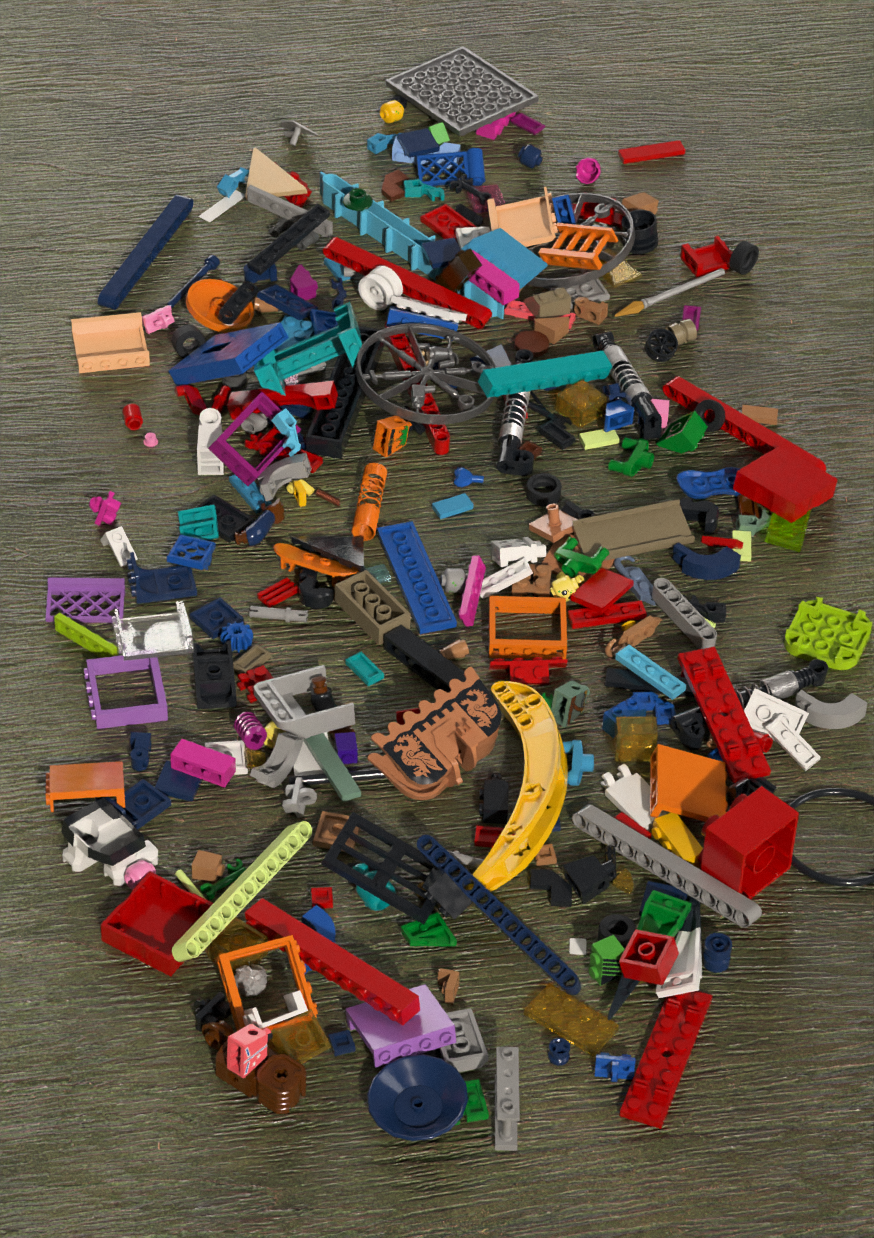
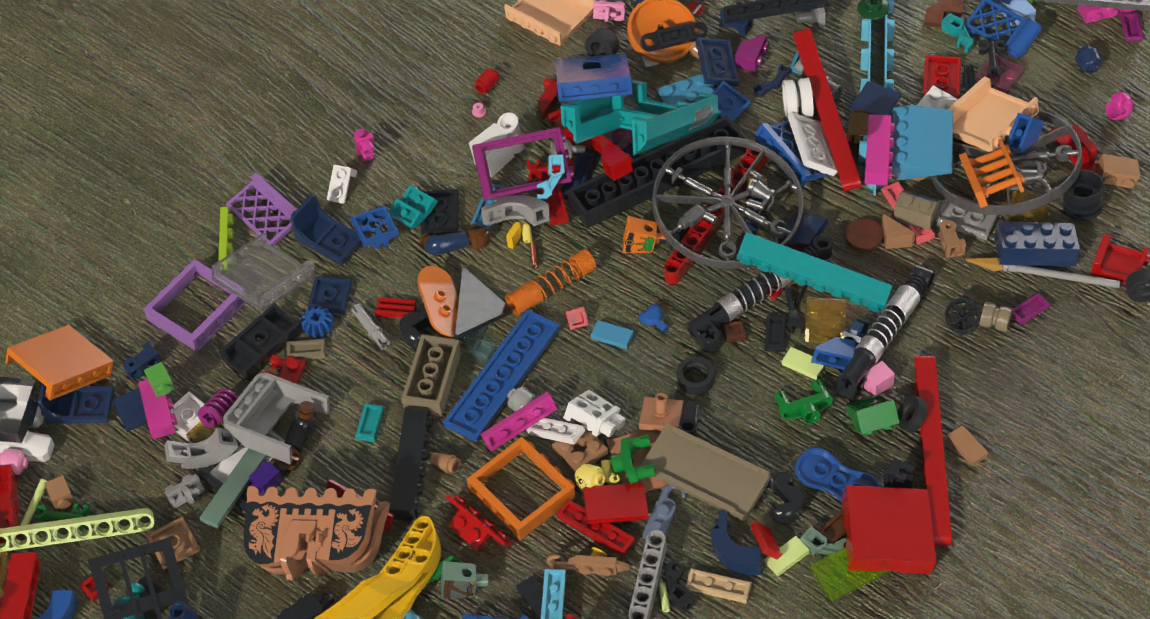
camera: 55 degrees right, 10 degrees up
(191, 736) = (159, 379): none -> bright green brick
(417, 510) = (576, 317): none -> plate
(650, 276) = (1036, 243): none -> dark blue brick
(725, 590) = (718, 585): none -> tan tile
(751, 448) = (899, 475): none -> black hinge

